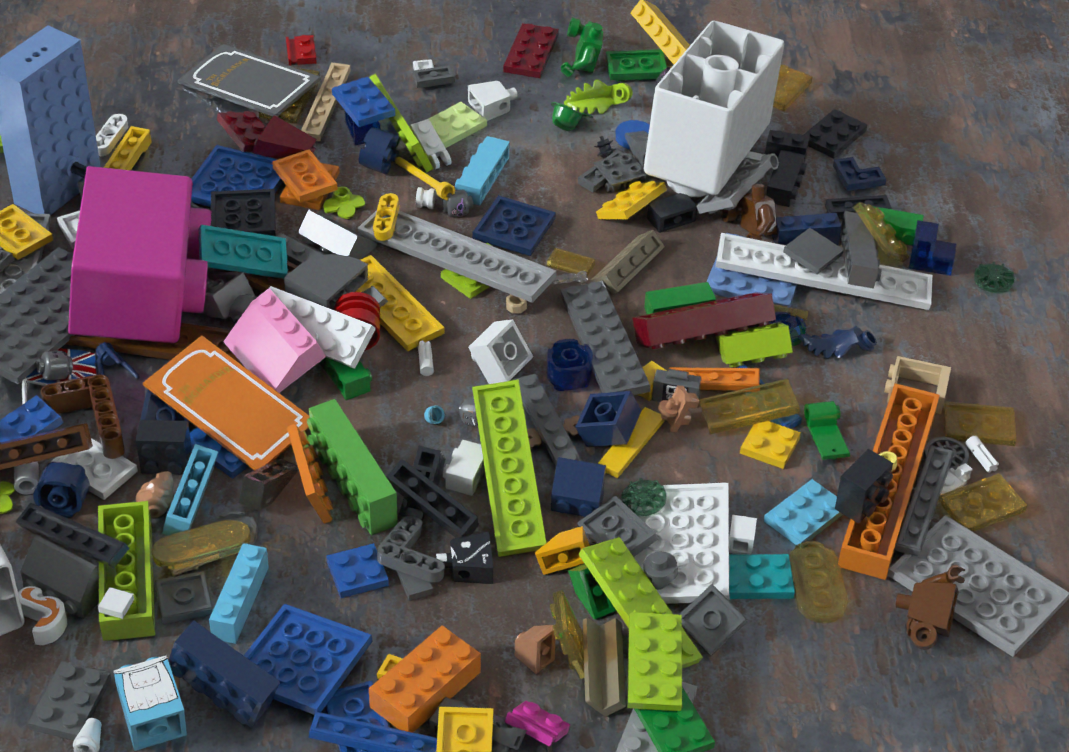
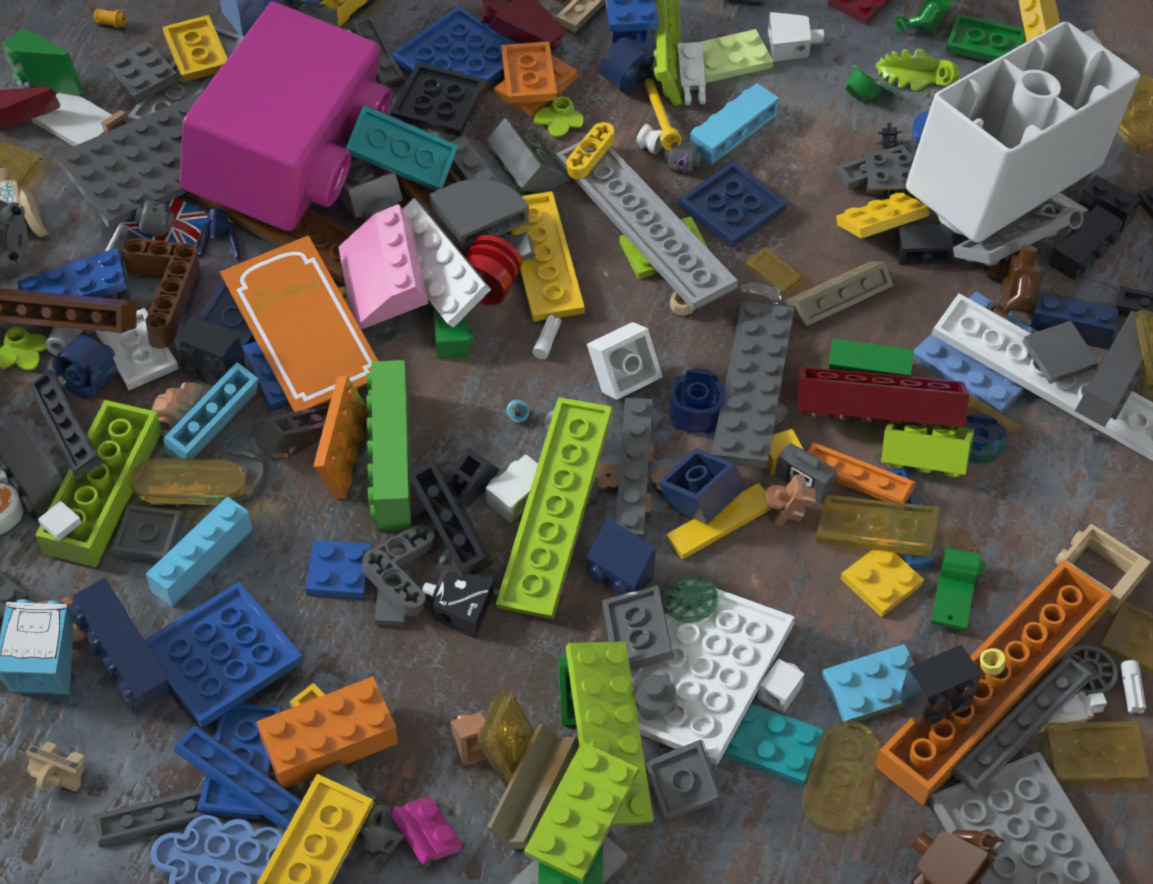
camera: 25 degrees right, 10 degrees up
(562, 551) = (566, 627): light orange slope -> none
(839, 342) = (1035, 478): dark blue plant -> none

